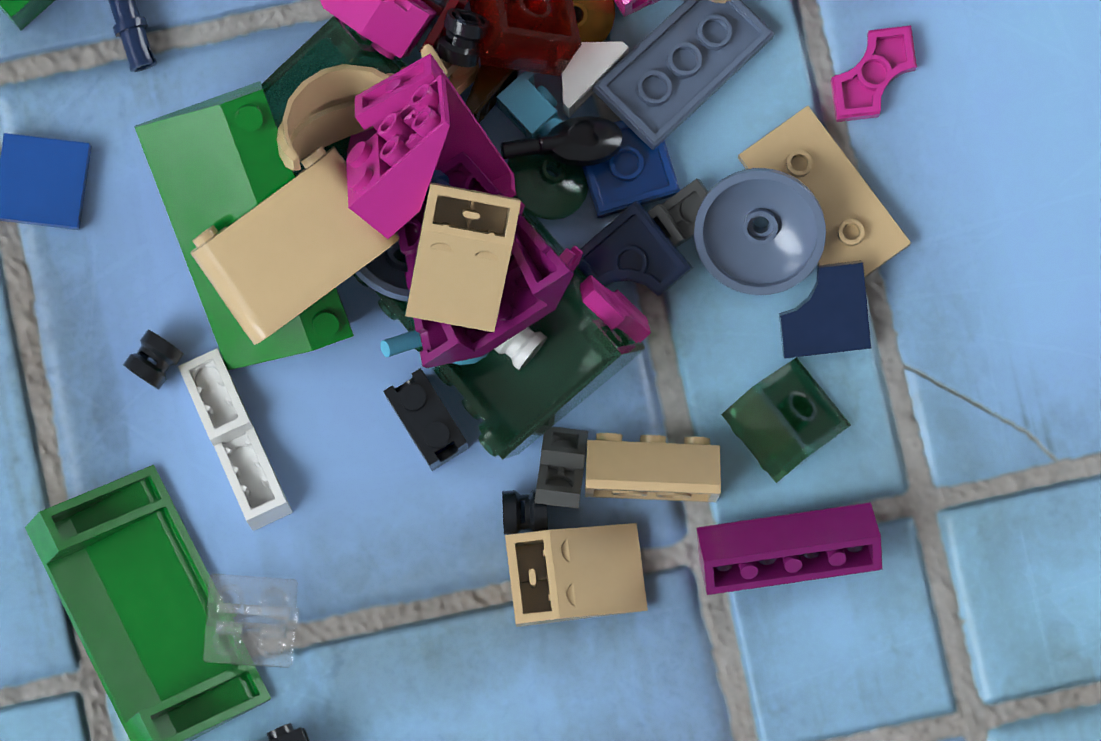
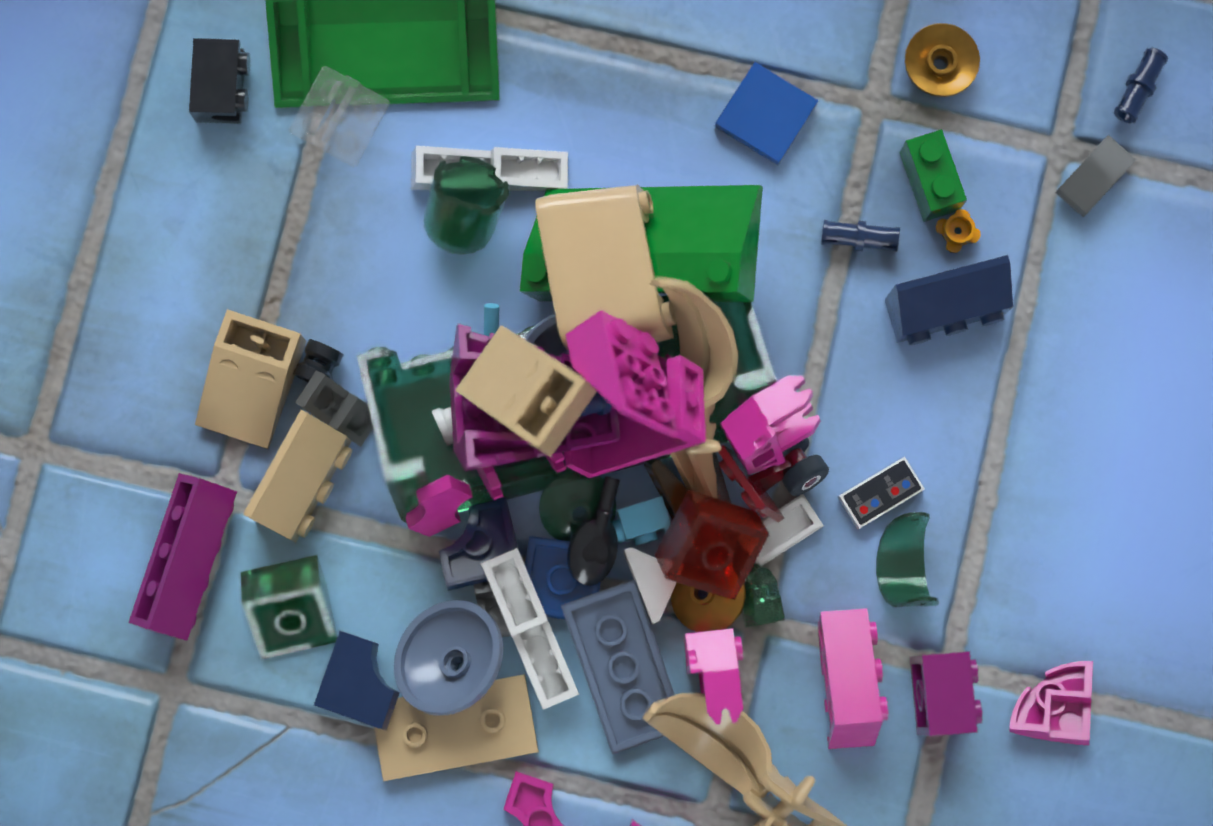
camera: 110 degrees right, 0 degrees up
(158, 350) = (580, 133): black wheel -> none
(289, 433) = (464, 205): none -> clear green cylinder
(426, 420) = (426, 319): black brick -> none
(462, 37) = (719, 486): black wheel -> none
(692, 165) = (530, 628): none -> white slope

